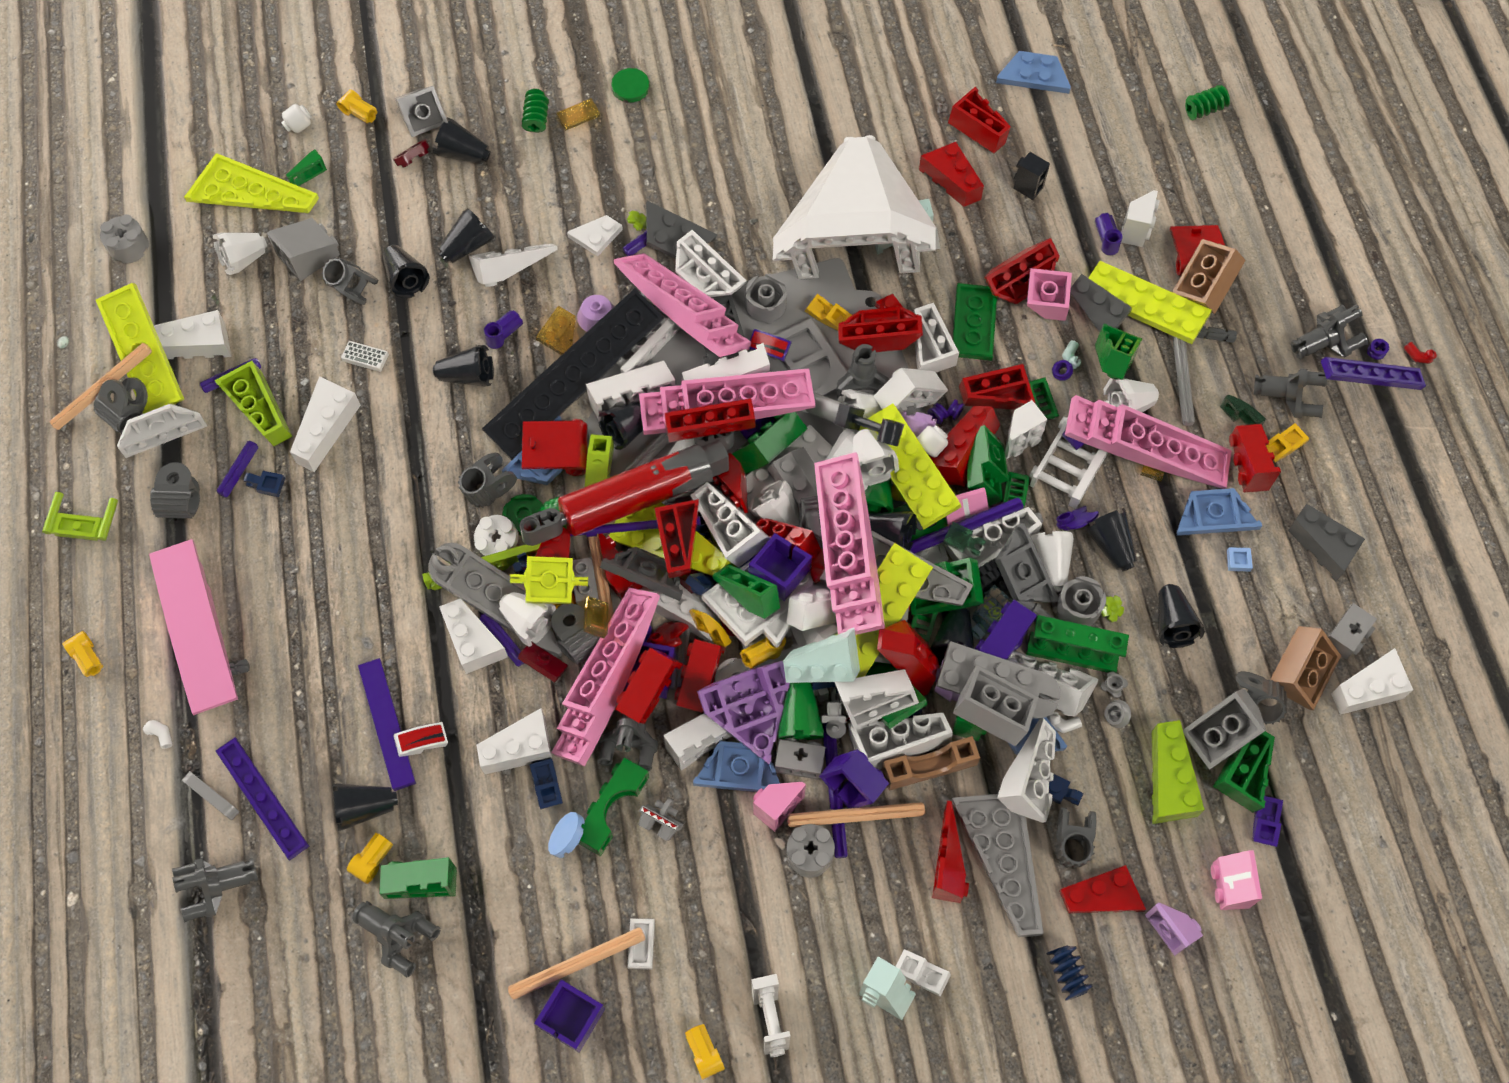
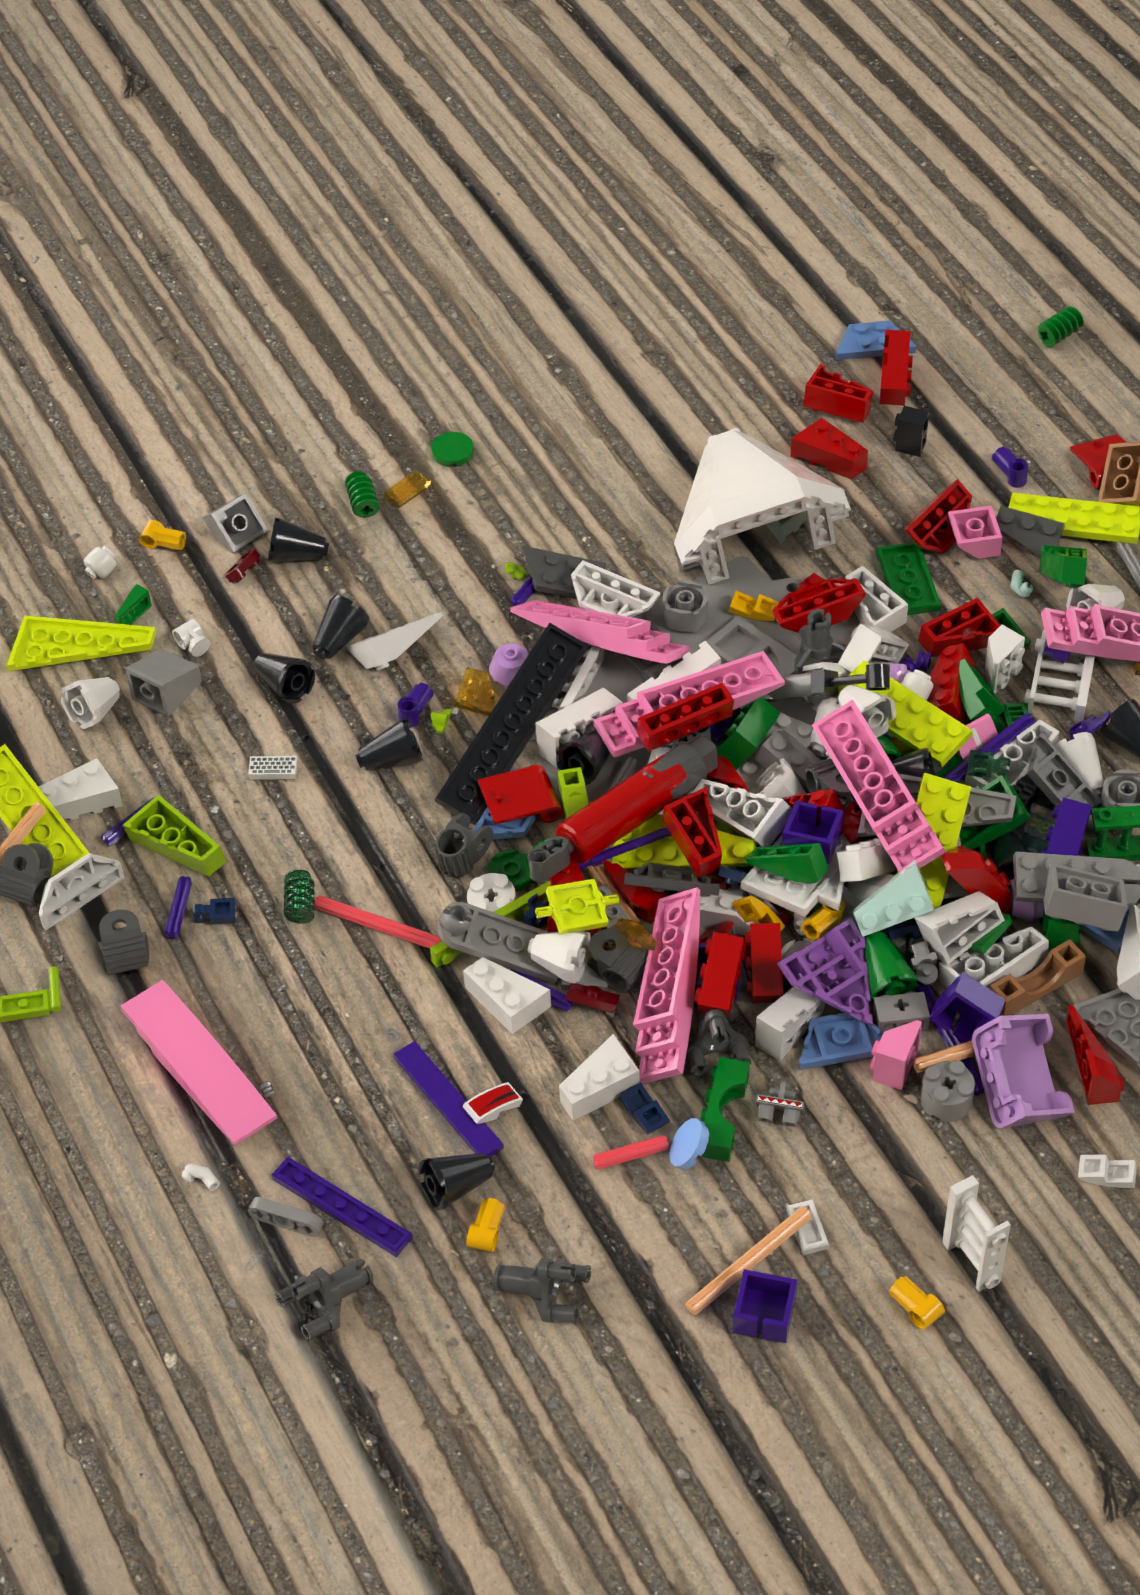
camera: 15 degrees left, 15 degrees down
(81, 650) = (79, 1119): yellow piece -> none
(323, 423) = (258, 834): white wedge -> none
(332, 275) = (225, 703): dark grey piece -> none
(334, 489) = (299, 897): none -> clear green piece
(343, 213) = (191, 636): none -> white piece
(389, 529) = (376, 922): none -> coral axle
(418, 879) = (550, 1227): wedge -> none
(519, 350) = (440, 720): none -> lime piece
(519, 822) = (630, 1152): none -> coral axle
(596, 234) = (475, 595): white wing -> none
(775, 346) = (718, 644): red slope -> none
(878, 856) = (1017, 1071): none -> lavender windscreen
(886, 989) = (1079, 1186): light aqua wedge -> none
(1042, 107) = (895, 368): none -> red wedge
(1058, 366) = (1017, 593): dark purple plate -> none
(1140, 219) = (1039, 444): white slope -> none

